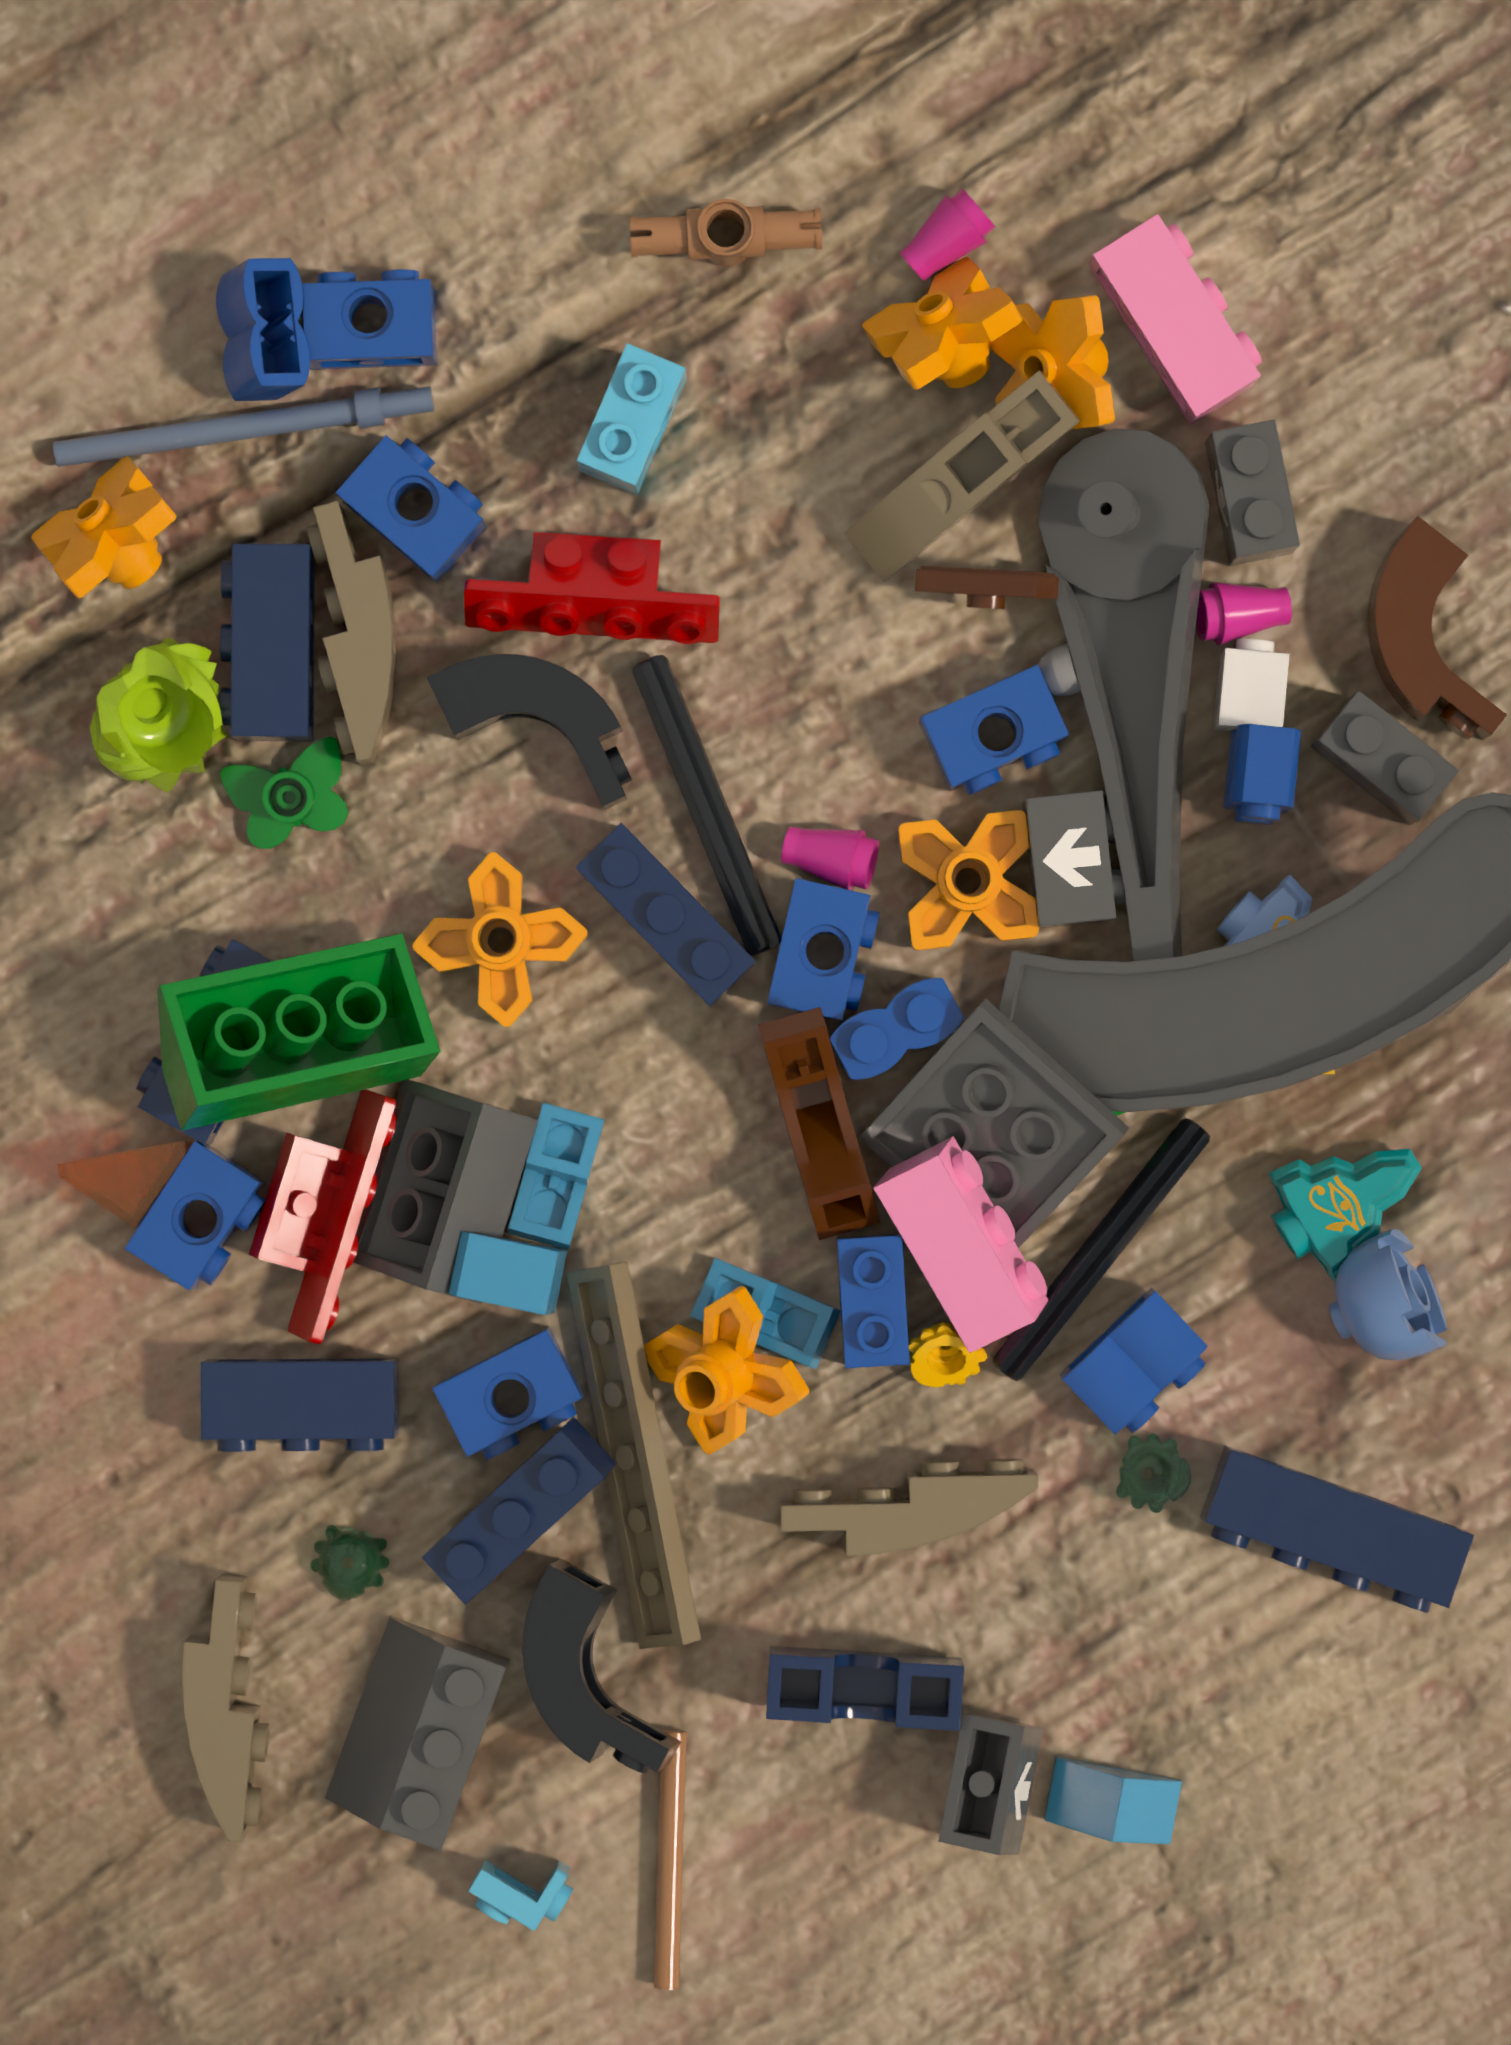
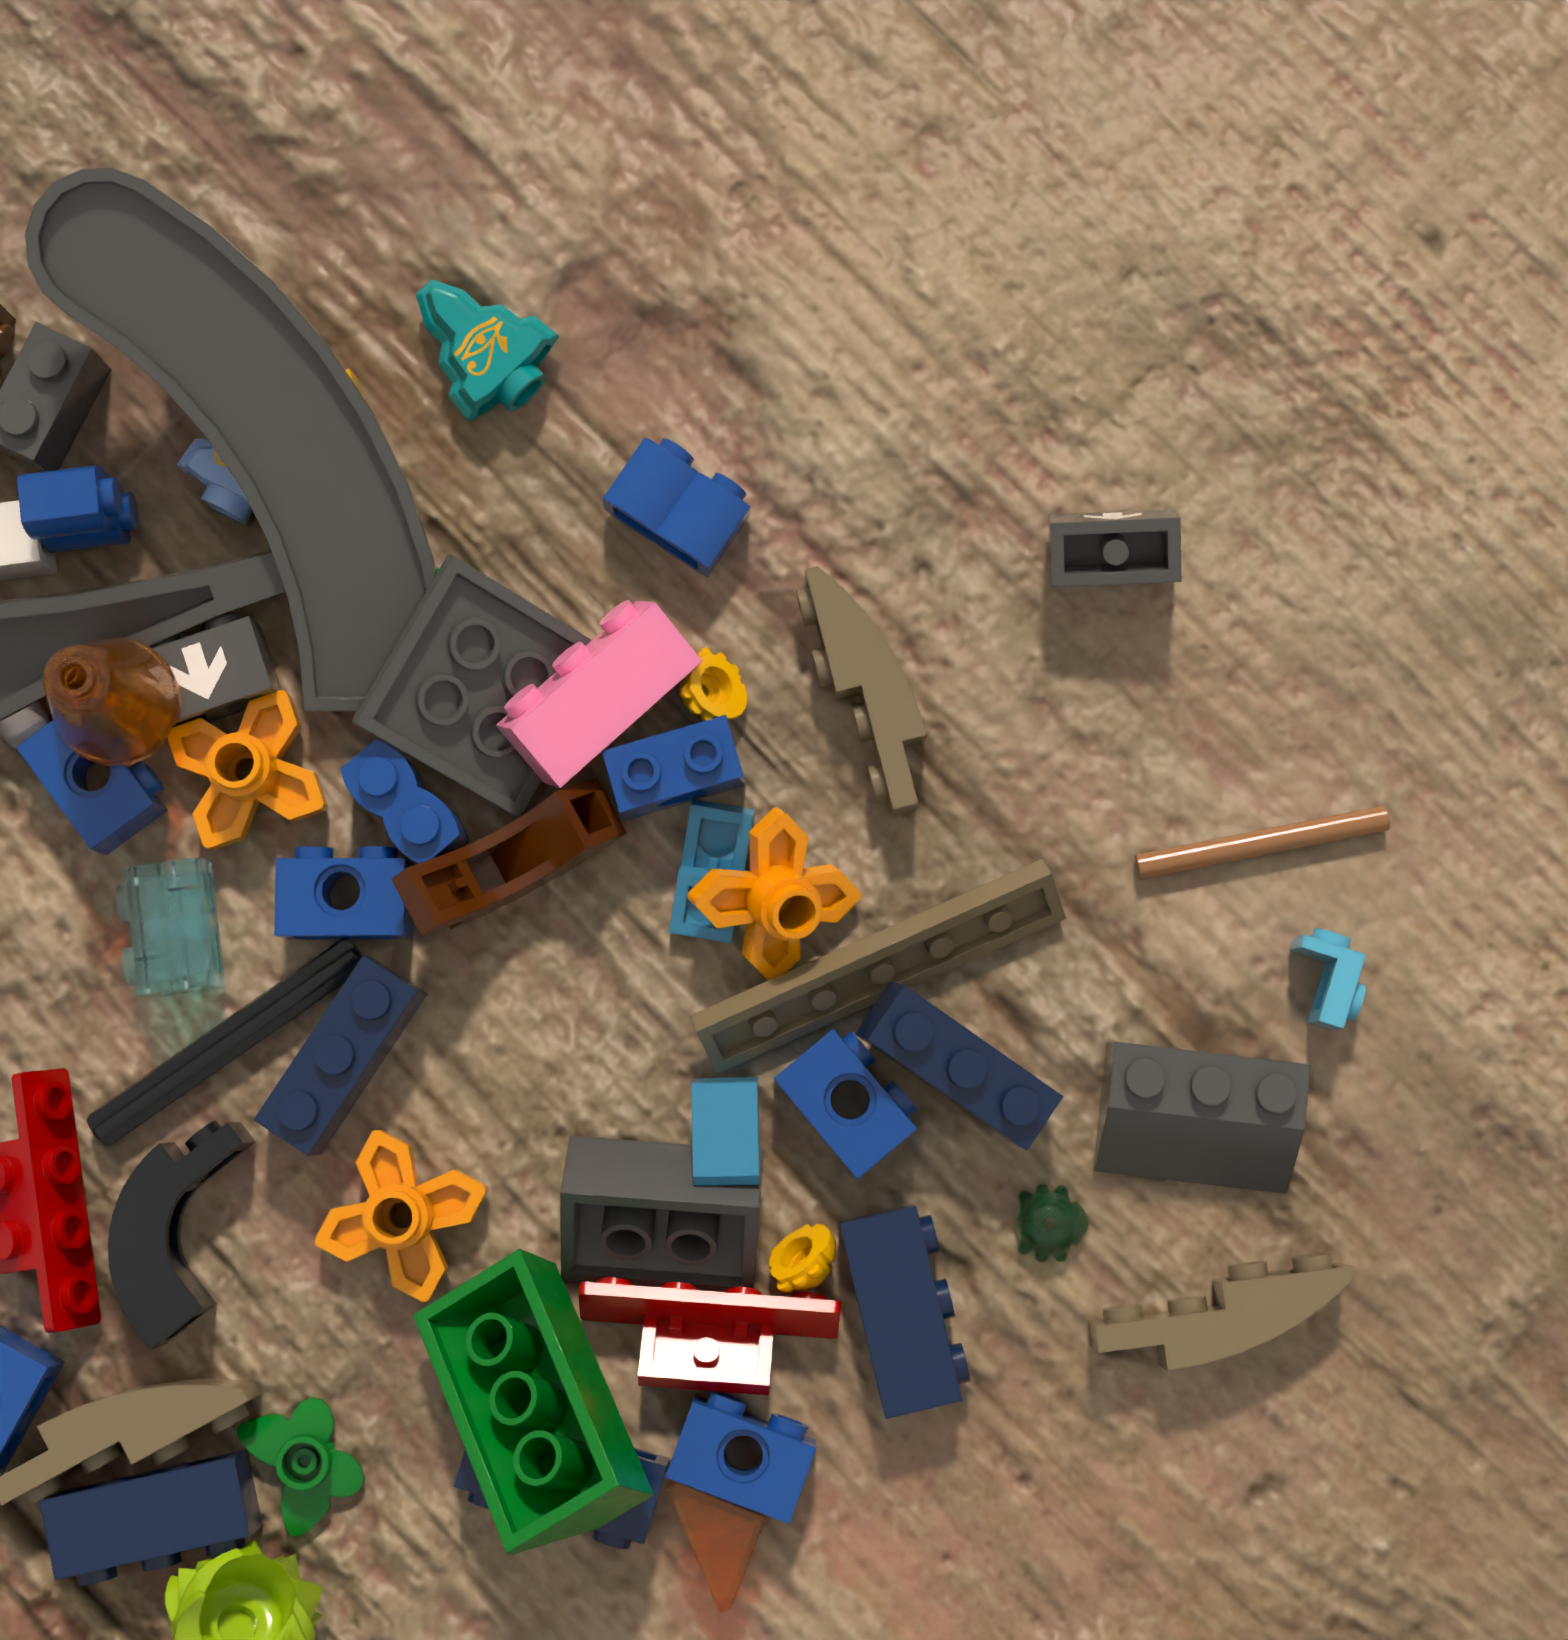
camera: 100 degrees left, 5 degrees down
(370, 1317) = (803, 1258): none -> yellow animal
(555, 1176) = (623, 1106): dark azure slope -> none
(563, 1676) = (1113, 985): black arch -> none
(828, 776) = (171, 928): none -> clear light blue brick
(833, 855) = (248, 907): dark pink cone -> none
(864, 1685) = (1048, 690): dark blue arch -> none
(1042, 793) = (112, 699): none -> clear orange cone
(1103, 1247) = (574, 561): black axle -> none
(1112, 1802) = (1103, 435): dark azure slope -> none
(1169, 1473) = (779, 451): clear green animal -> none
(1337, 1528) = (791, 282): dark blue brick -> none
(1387, 1301) = (565, 282): medium blue cylinder -> none

